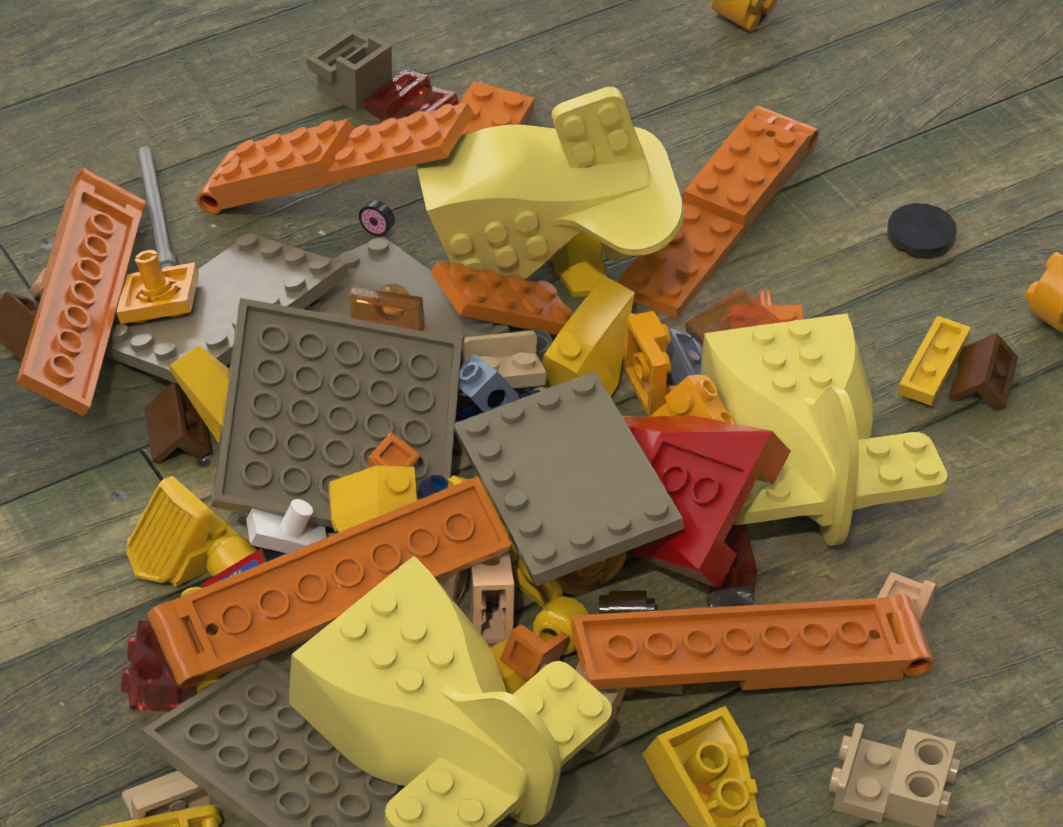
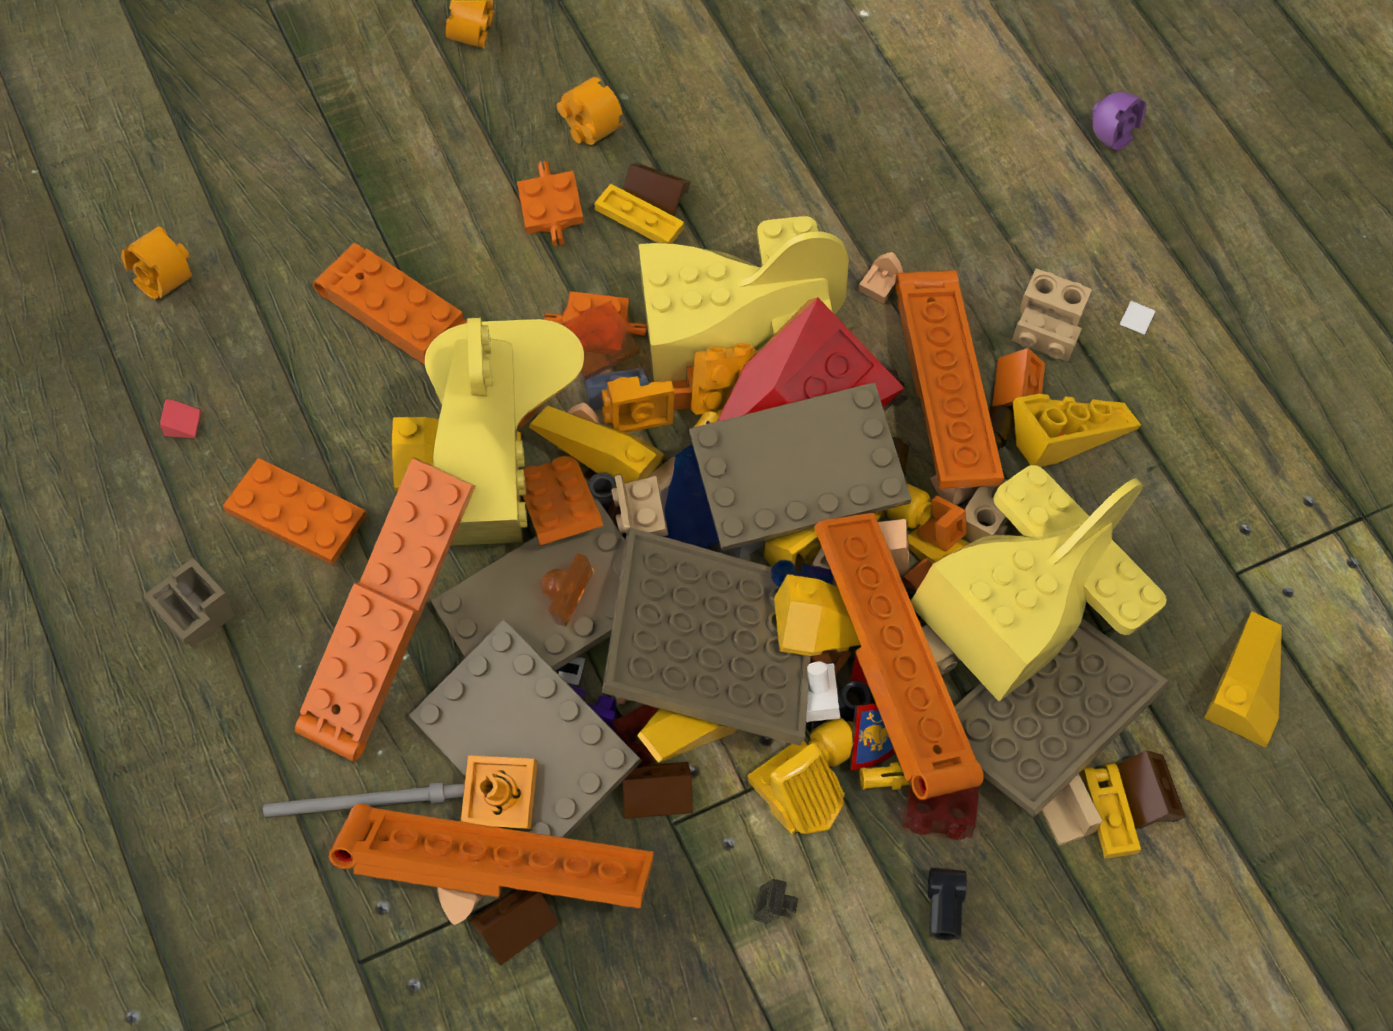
camera: 85 degrees left, 15 degrees up
(43, 522) = (773, 902): none -> clear smoke tile
(54, 675) = (946, 893): none -> black piece
(393, 452) = (754, 598): orange tile -> none
(406, 95) = (240, 563): clear red slope -> none
(479, 379) = (670, 523): sand blue bracket -> none
(570, 41) = (179, 420): none -> coral slope
(689, 706) = (1002, 423): none -> dark brown brick
(781, 747) = (1018, 376): none -> orange panel
(921, 230) = (482, 197): black tile -> none
(932, 285) = (550, 202): none -> orange plate

